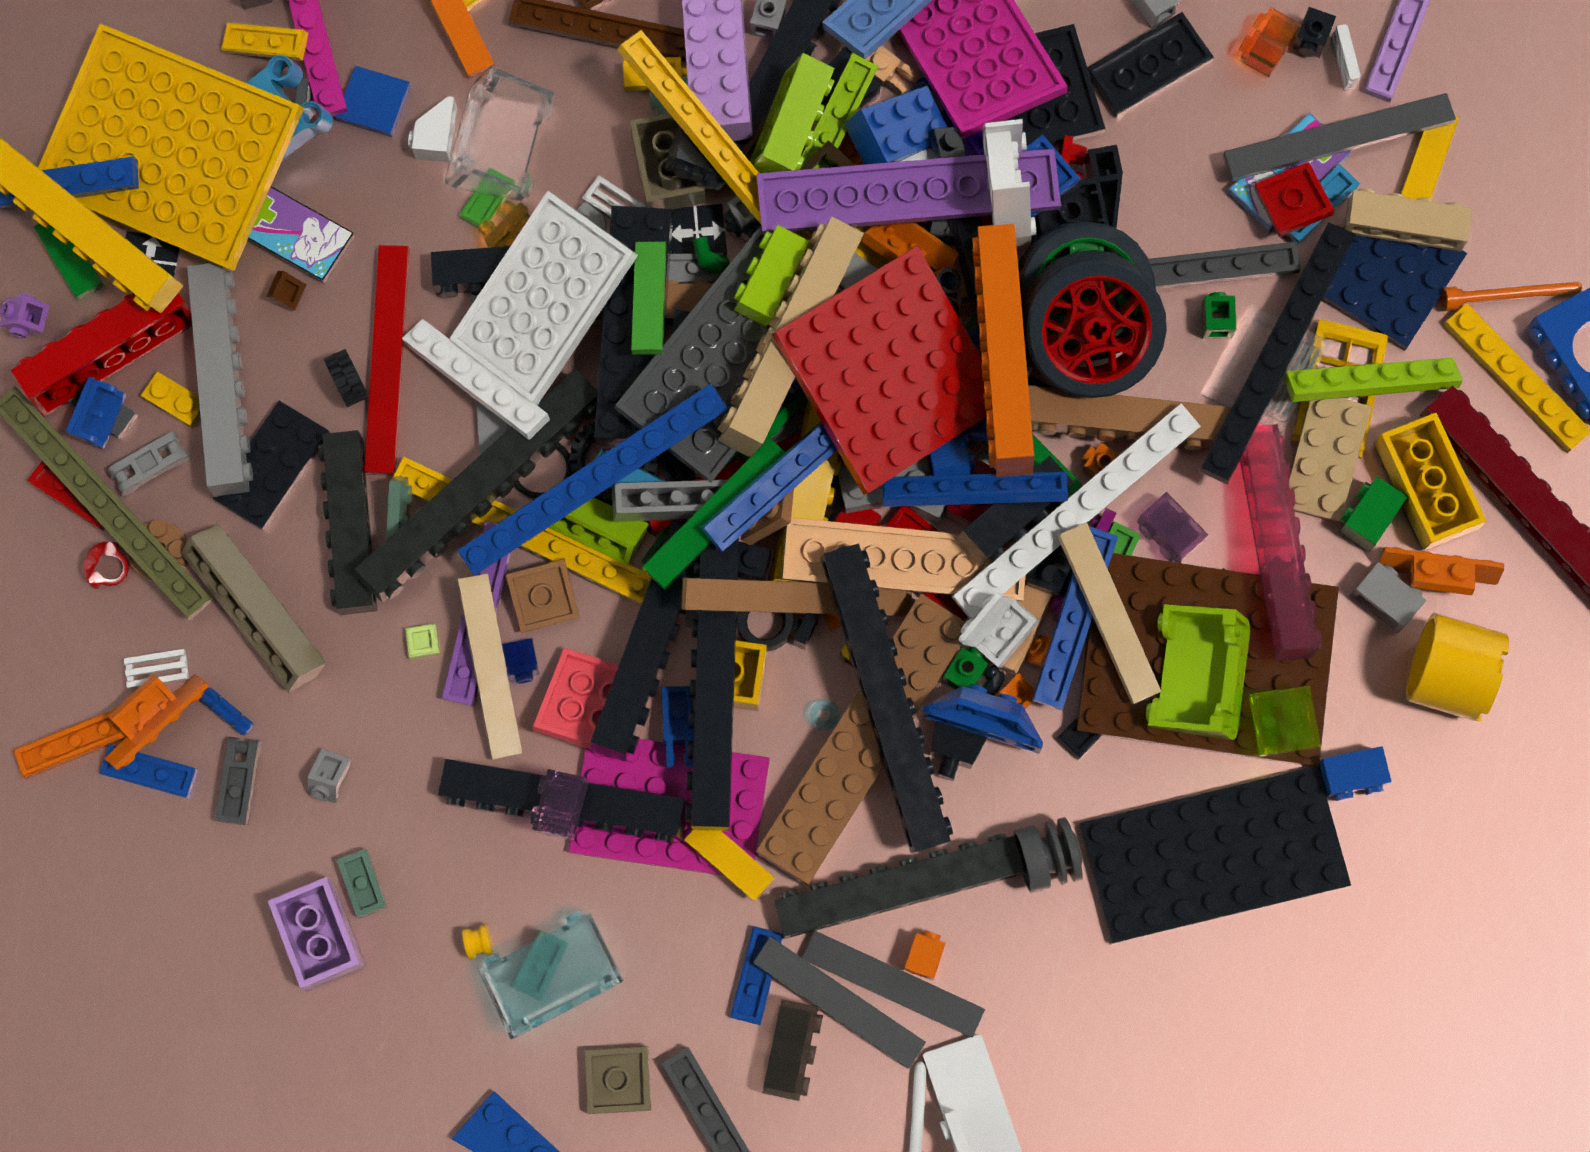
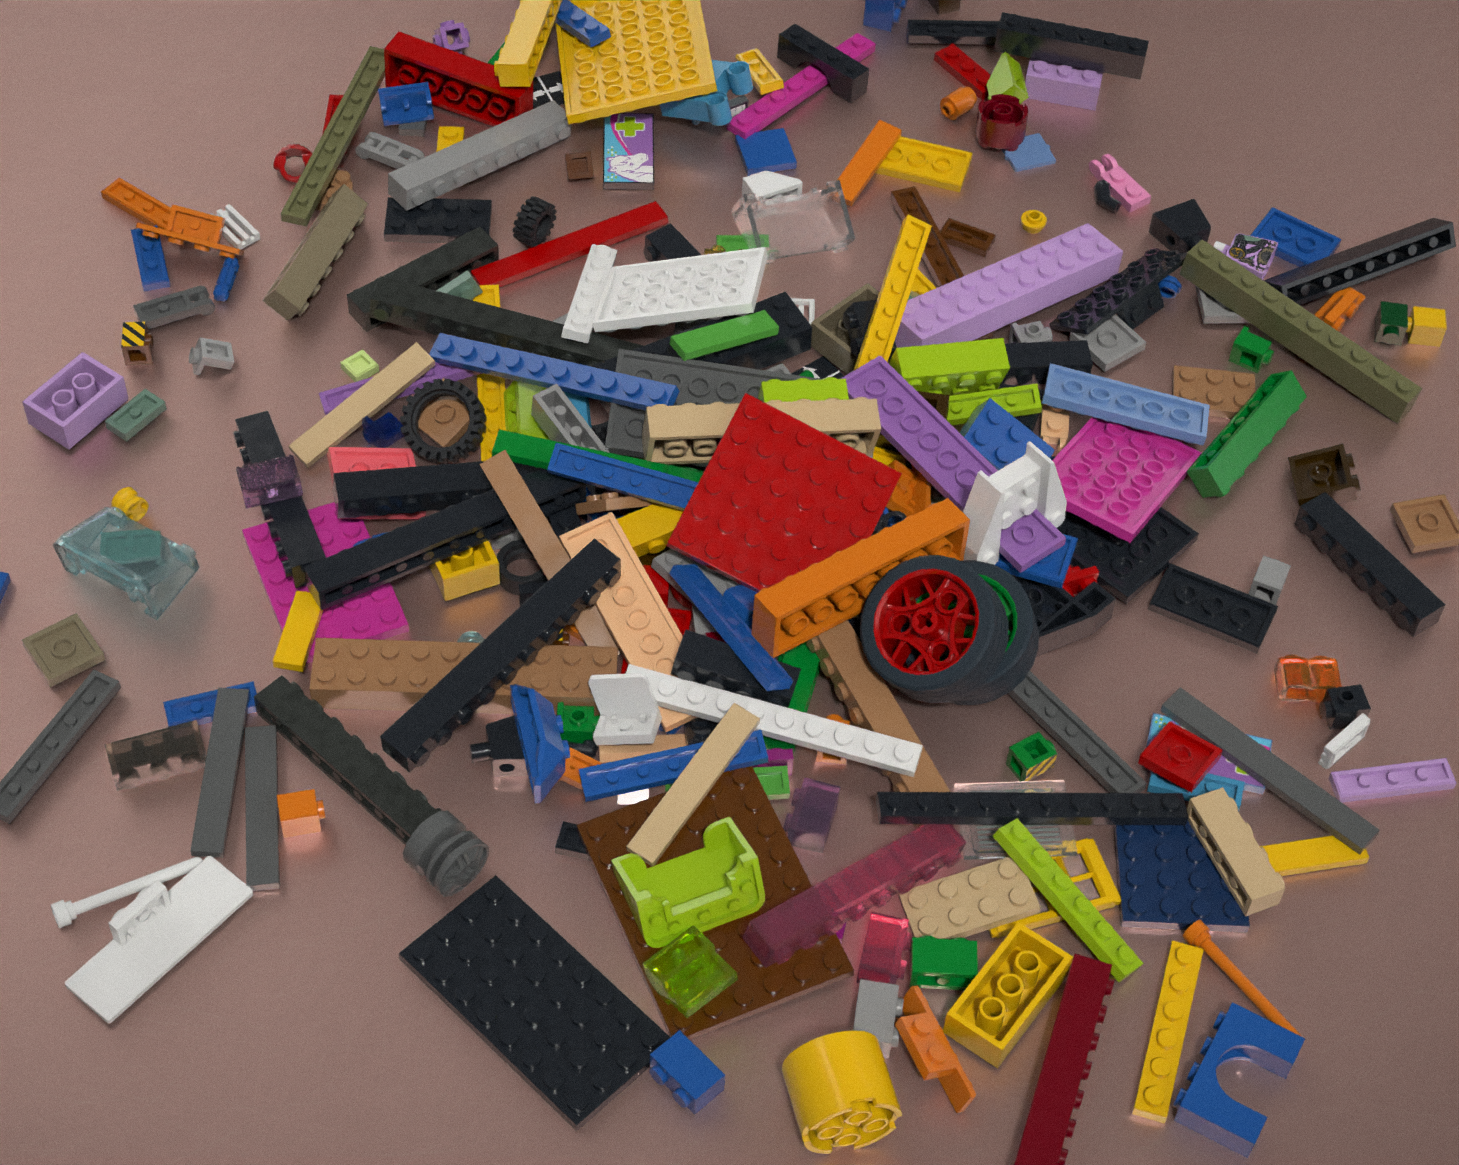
camera: 55 degrees right, 25 degrees down
(267, 838) = (136, 343): none -> brick
(584, 629) = (417, 404): none -> black tyre
(1333, 552) = (884, 948): none -> clear pink brick

